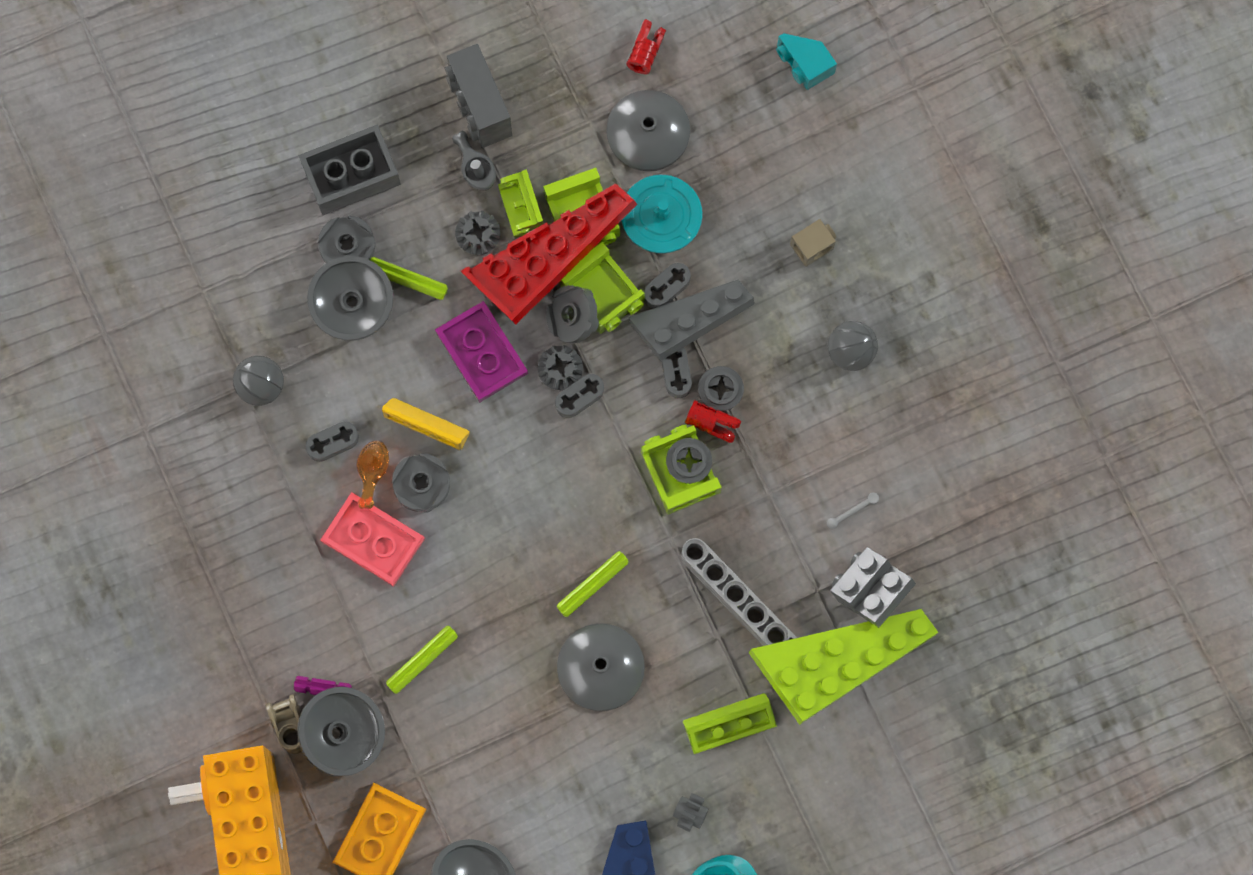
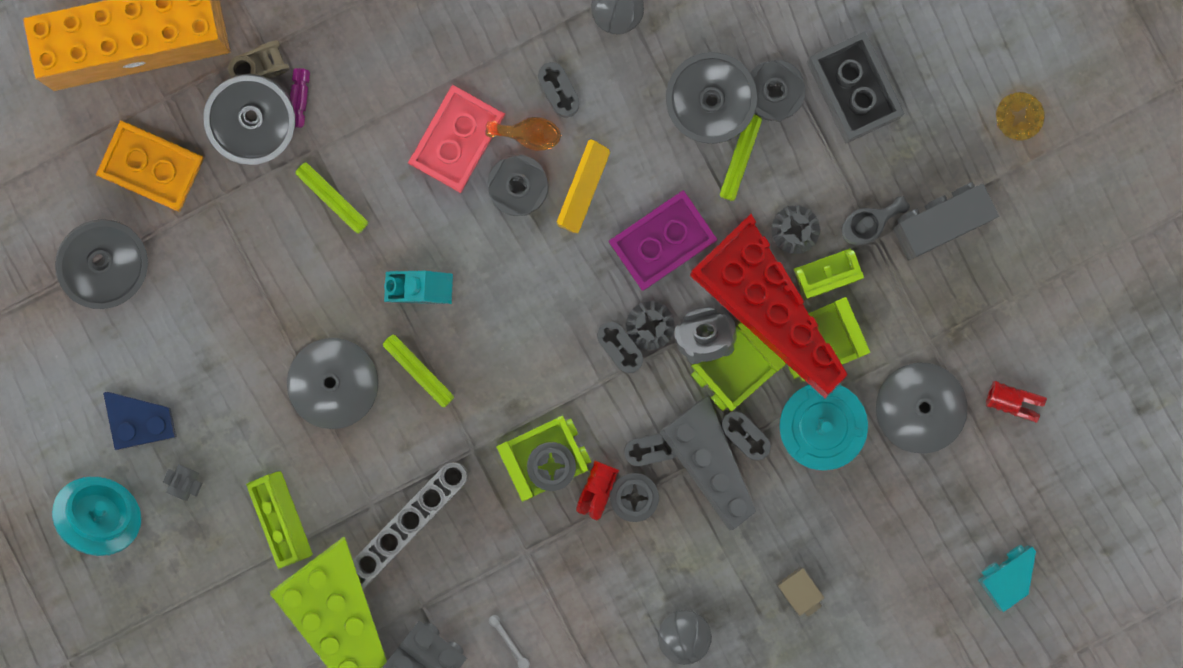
camera: 90 degrees right, 10 degrees up
(385, 18) = (1016, 102): none -> clear yellow gear
(513, 579) = (418, 287): none -> teal slope

